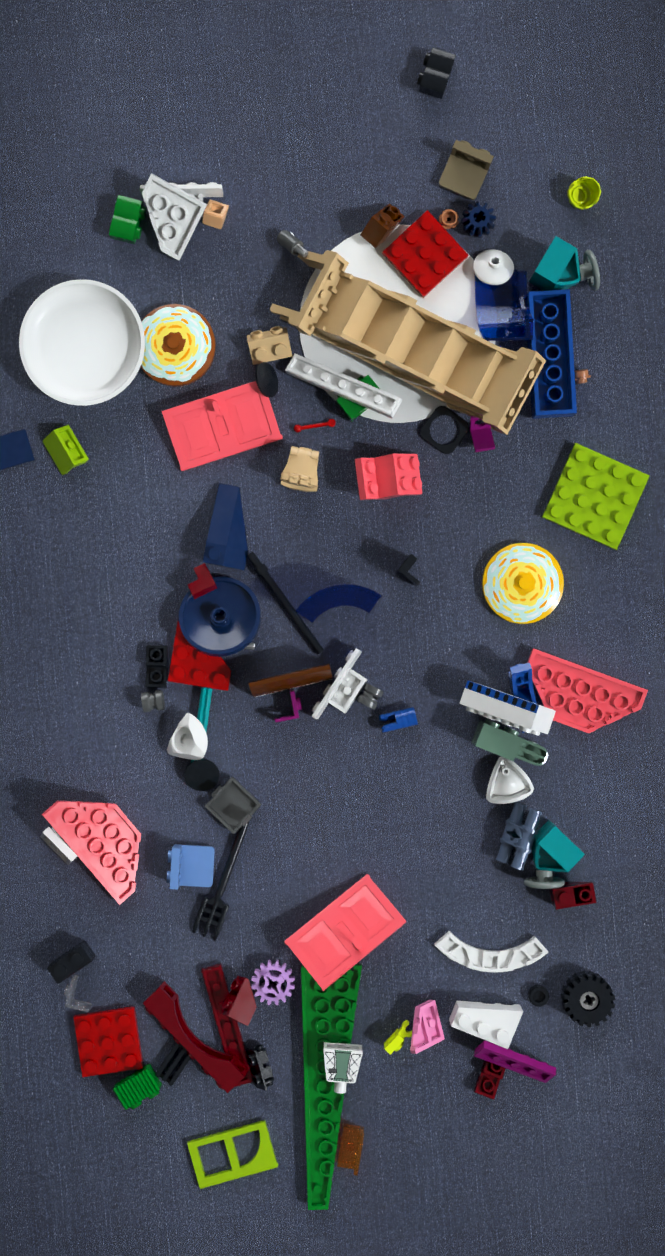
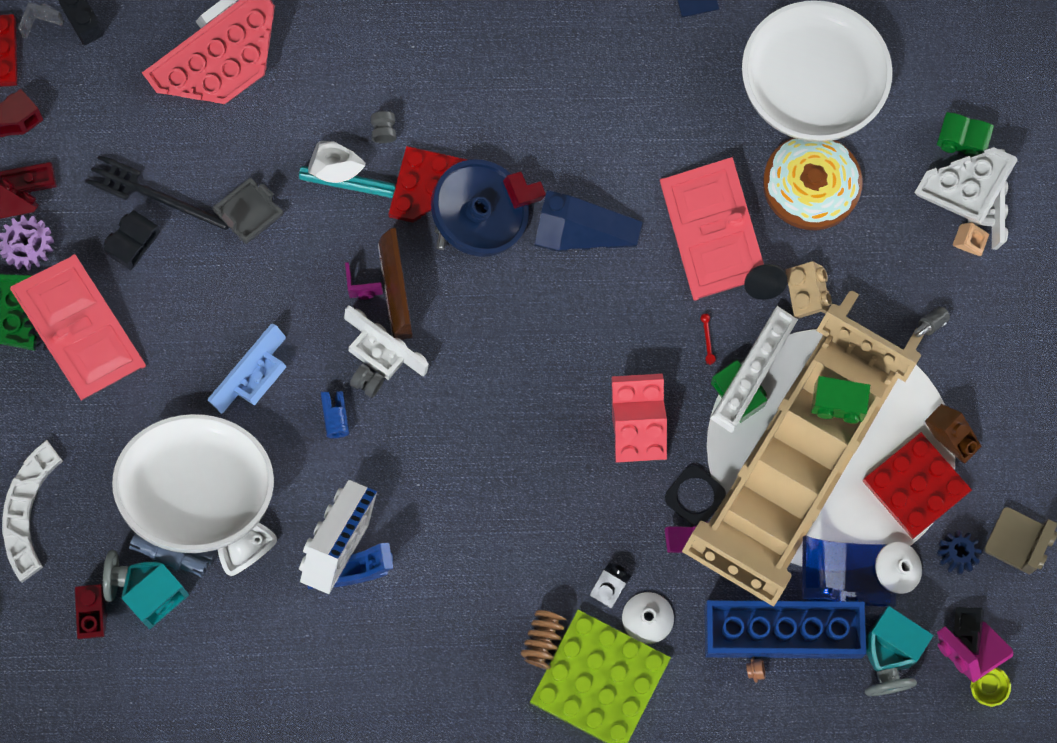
camera: 95 degrees right, 15 degrees down
(65, 449) = (692, 50): lime panel -> none
(156, 666) = (424, 136): black slope -> none
(190, 866) = (179, 155): medium blue bracket -> none
(202, 775) = (288, 177): black piece -> none
(262, 570) = (532, 264): black bar -> none
(264, 897) = (131, 239): none -> black brick
(301, 470) = (653, 315): tan piece -> none
(338, 596) = (491, 332): clear blue panel -> none
(369, 786) = (253, 372): none -> light blue bracket
(375, 312) = (840, 399): none -> green brick
(405, 567) = (524, 430): black panel -> none
(448, 213) = (965, 512): nougat plate -> none
(473, 826) = (193, 483): none -> white dish
(507, 743) = (289, 540): sand green brick -> none
(521, 492) = (610, 584): none -> bracket
(522, 583) = (494, 580): dish -> none
(534, 466) = (641, 629): none -> white dish
(538, 210) = (969, 627): none -> black slope
(557, 205) = (991, 654): none -> dark pink bracket
(570, 542) = (542, 638): none -> medium nougat piece
(581, 695) = (345, 644): coral plate -> none

